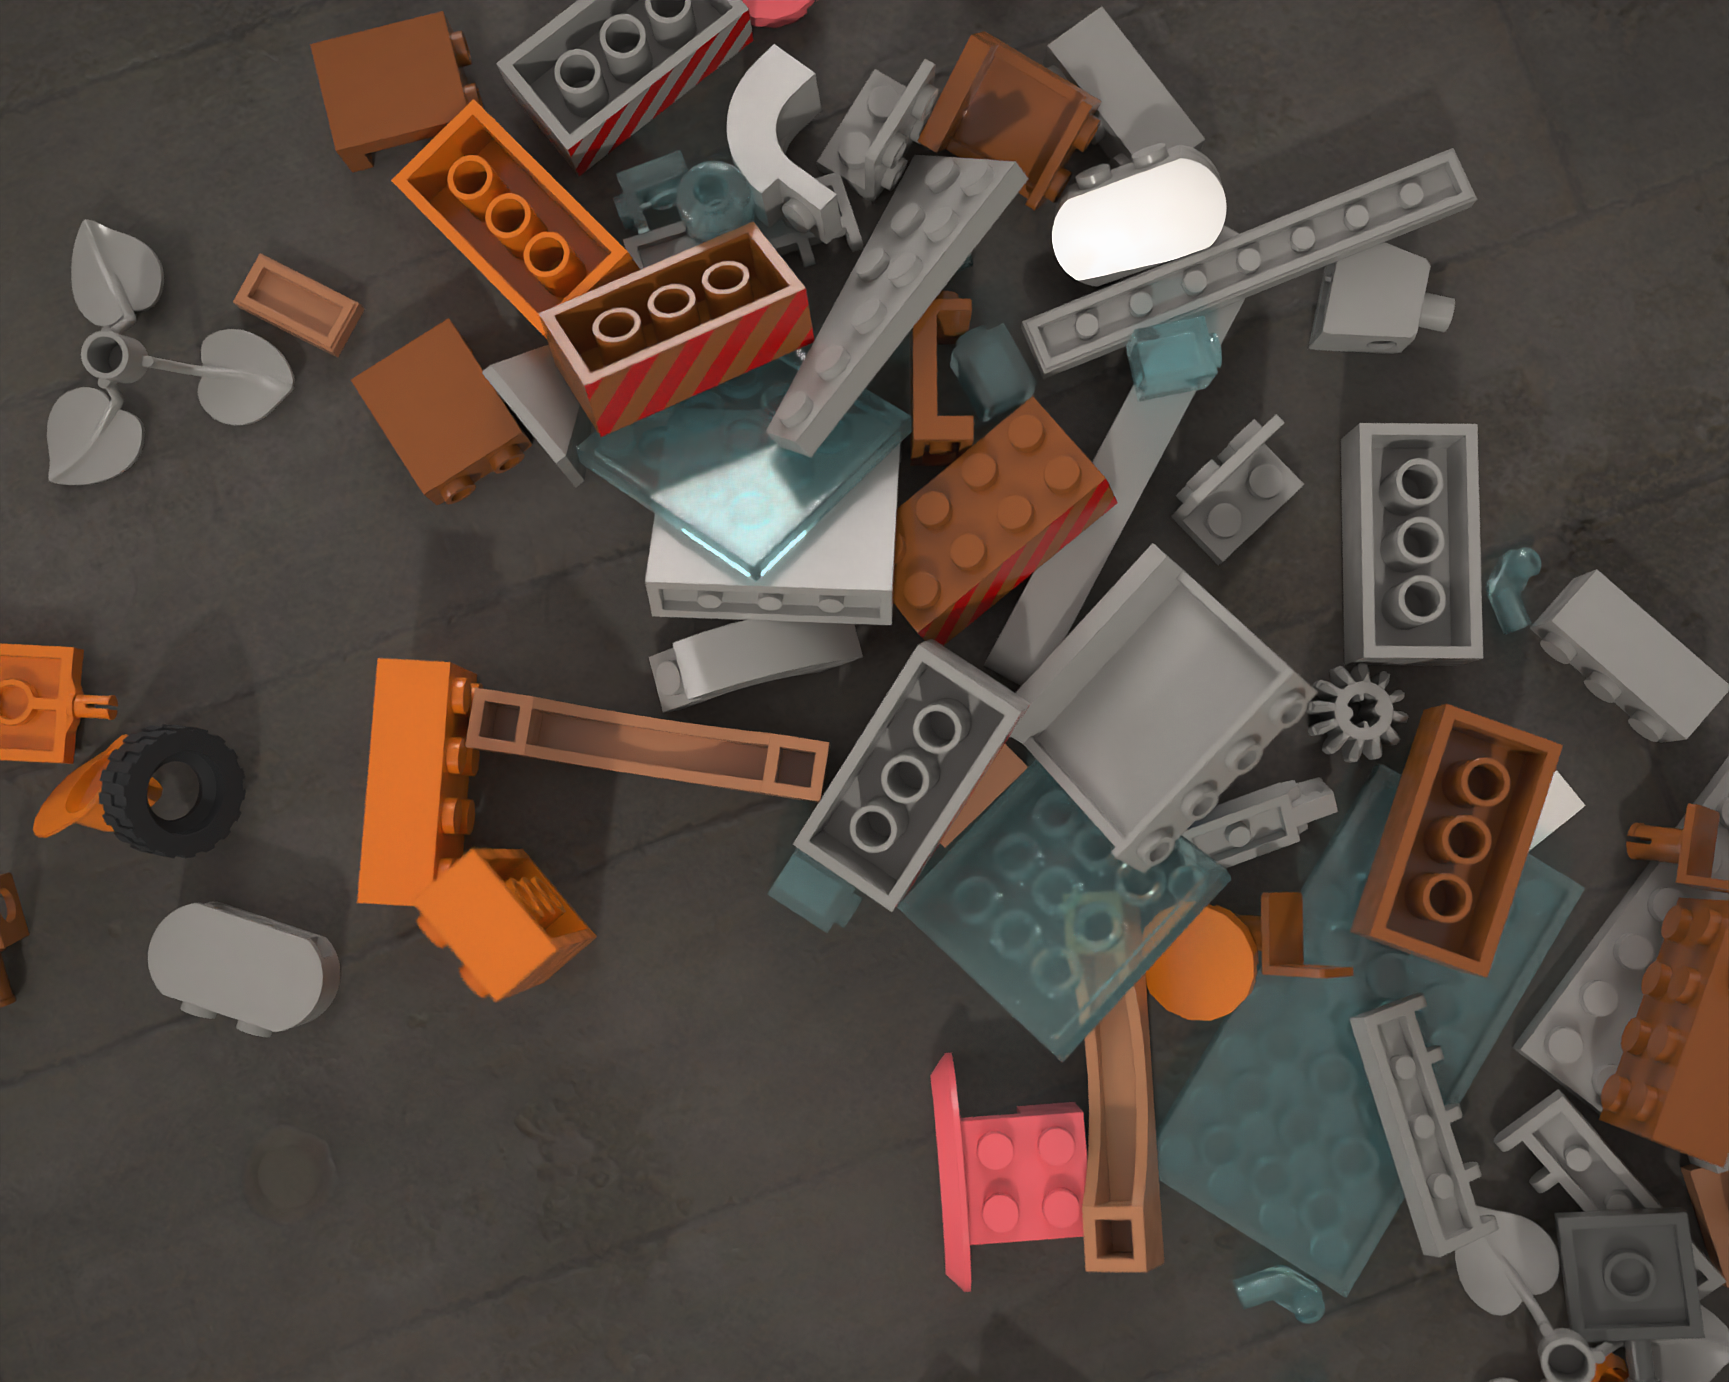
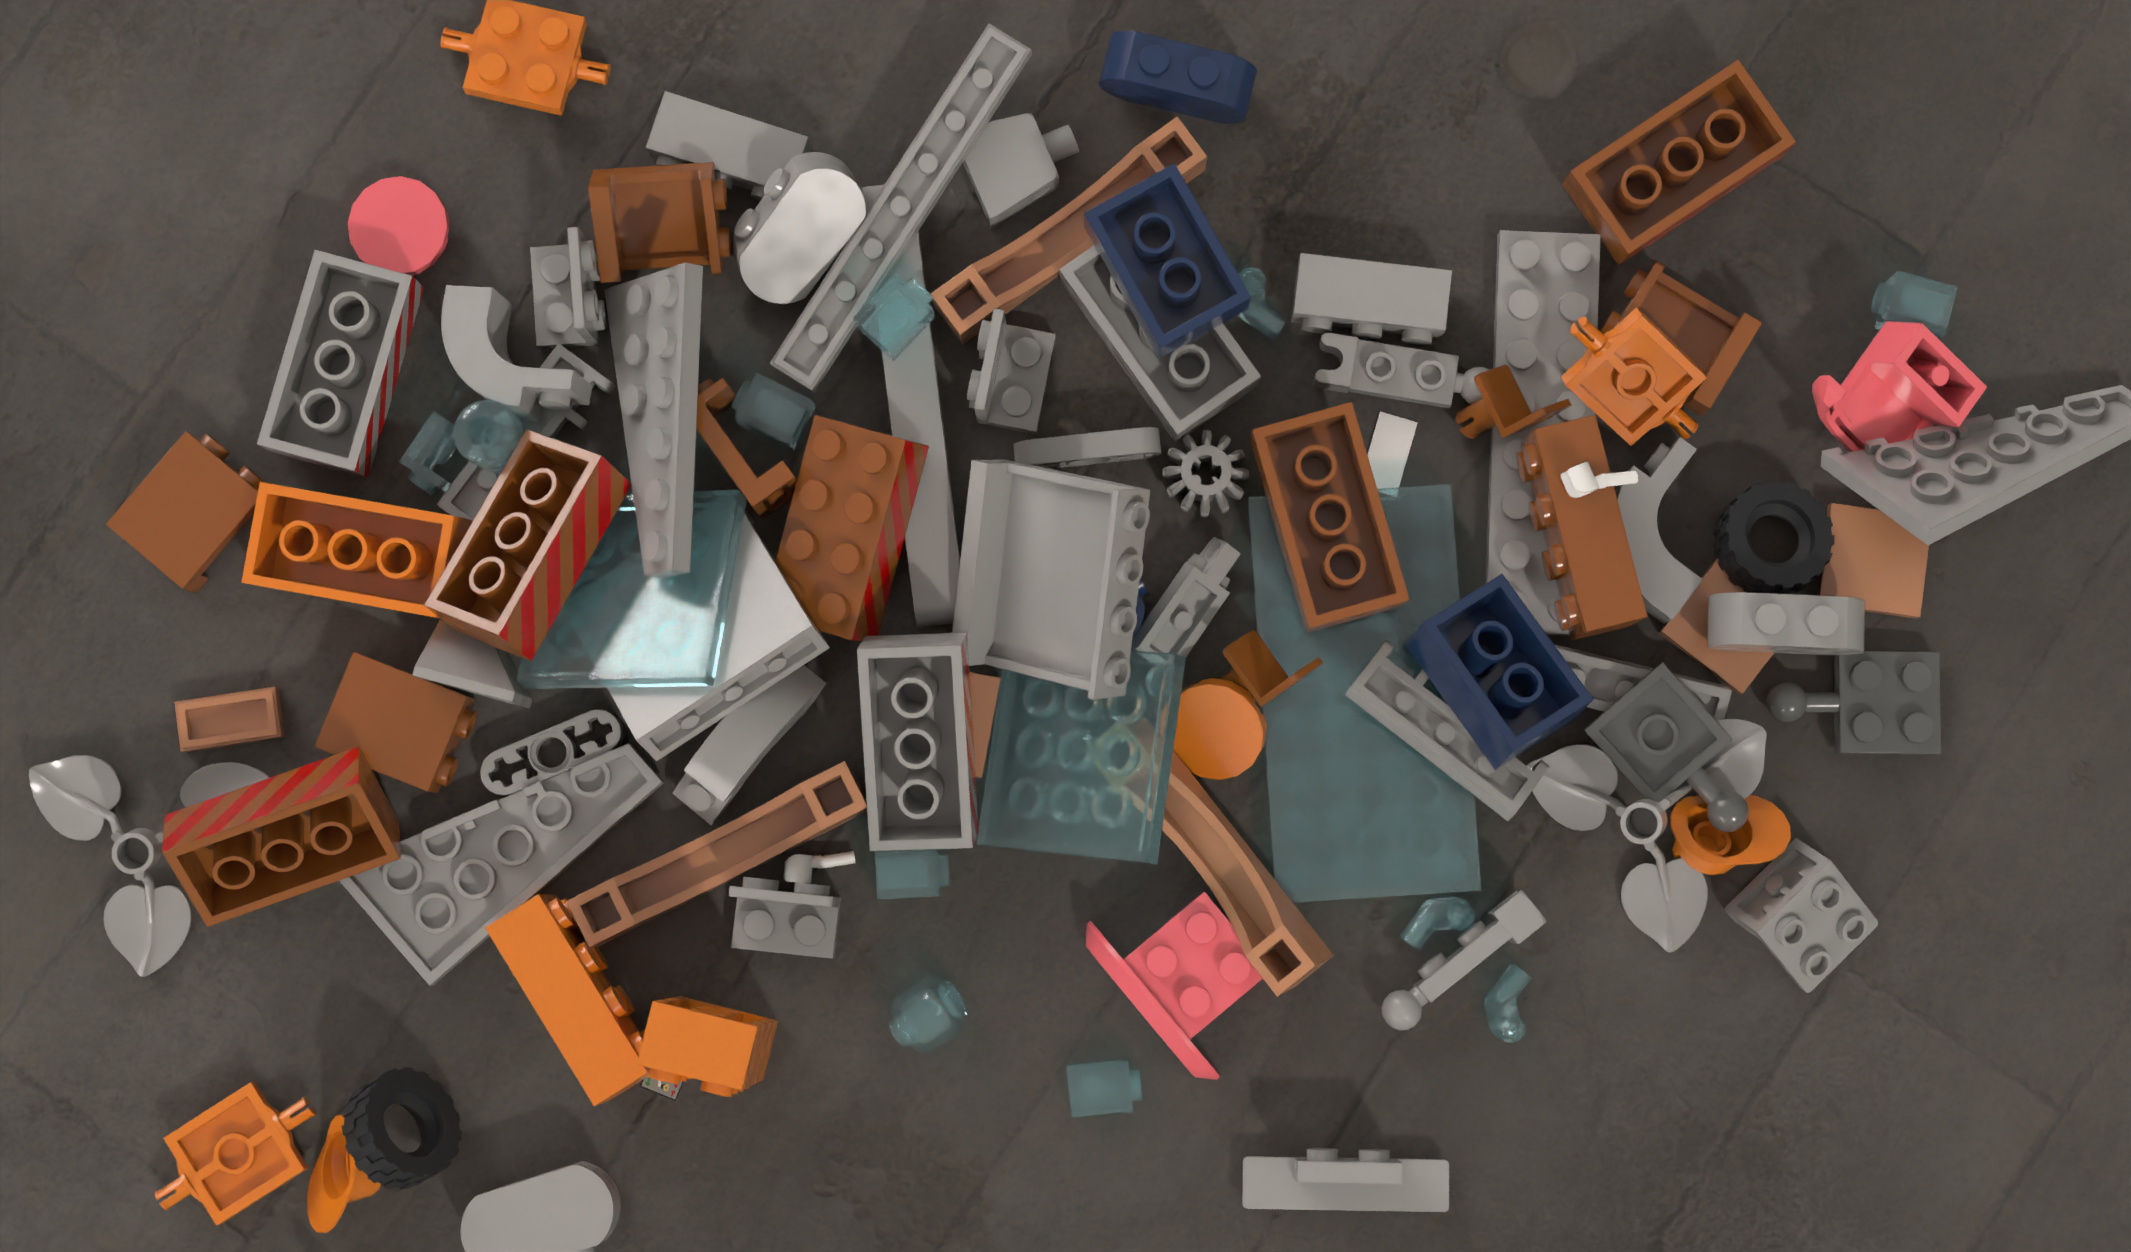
camera: 30 degrees left, 0 degrees up
(258, 440) = (281, 837): none -> dark orange brick
(427, 598) = (496, 859): none -> light grey wing
(528, 518) = (512, 755): none -> light grey beam
(667, 849) = (785, 921): none -> light grey bracket
(717, 809) = (799, 867): none -> white hand
(737, 1035) = (928, 1015): none -> clear light blue head
(853, 1222) = (1103, 1087): none -> clear light blue bracket
(1267, 613) = (1089, 448): none -> light grey beam
(1311, 400) = (1035, 258): none -> nougat arch
(1350, 1346) = (1512, 920): none -> light grey plate
(1479, 483) = (1166, 260): none -> dark blue brick
(1522, 1109) = (1498, 671): none -> dark blue brick
(1591, 325) = (1178, 77): none -> dark blue brick
(1603, 745) = (1395, 372): none -> light grey plate

